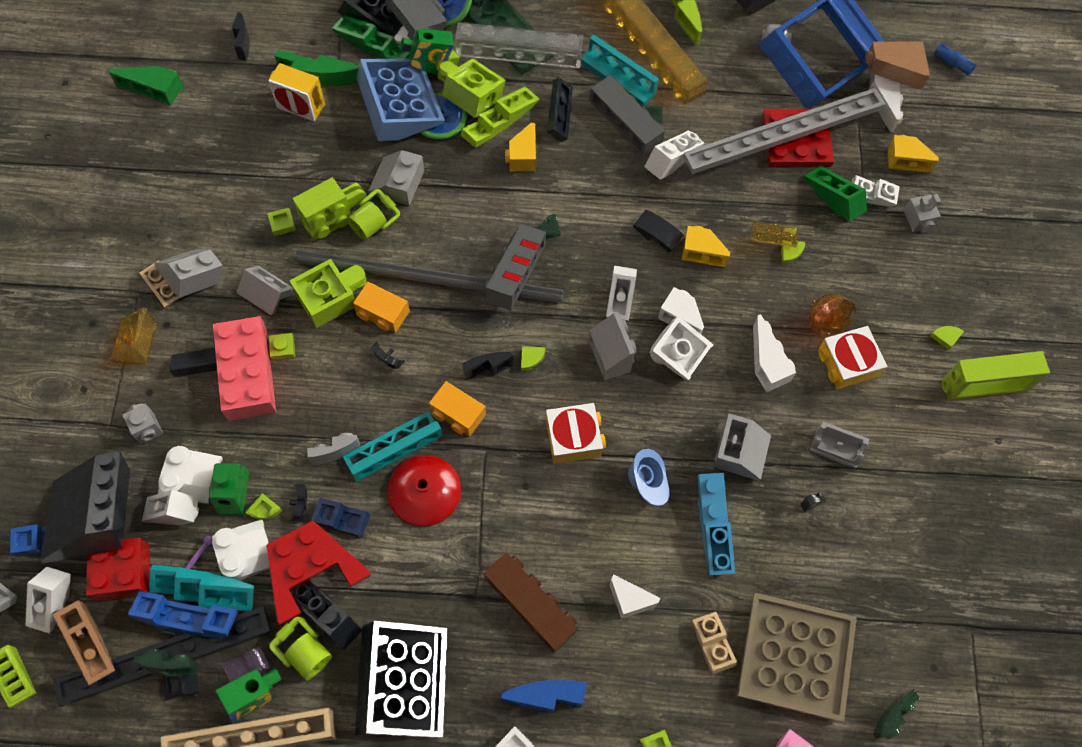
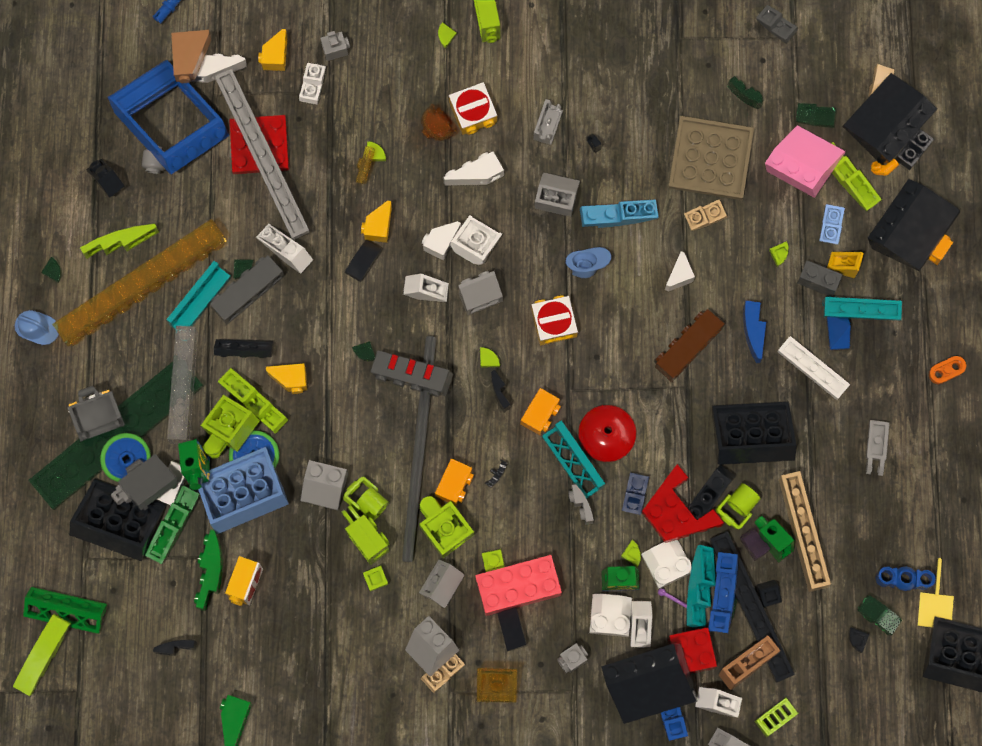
camera: 90 degrees left, 10 degrees up
(158, 663) = (761, 602): clear green slope -> none
(301, 503) = (625, 525): black piece -> none
(838, 193) = (317, 114): green slope -> none

